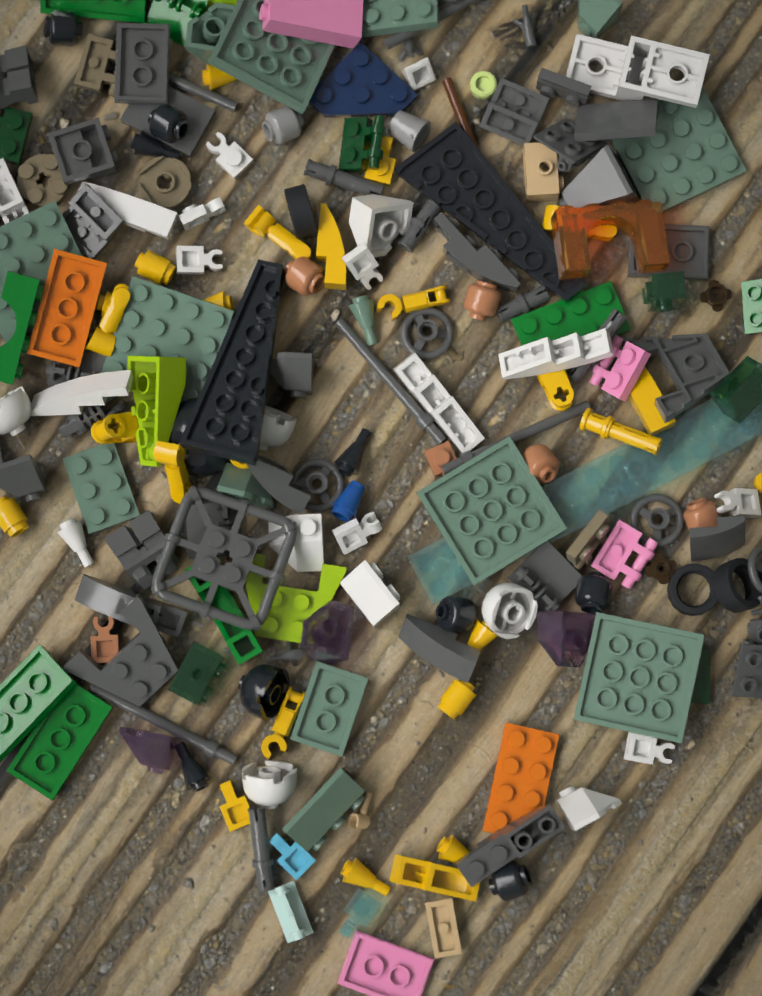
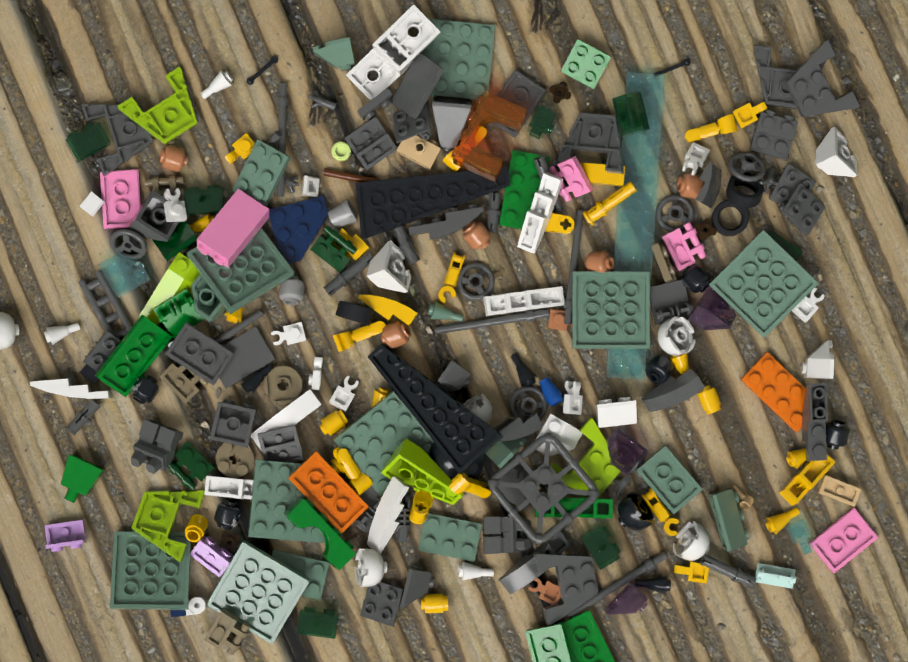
camera: 65 degrees left, 5 degrees up
(168, 123) = (249, 360): black head -> none
(293, 858) = (745, 555): medium azure plate -> none
(362, 265) = (411, 295): white plate -> none

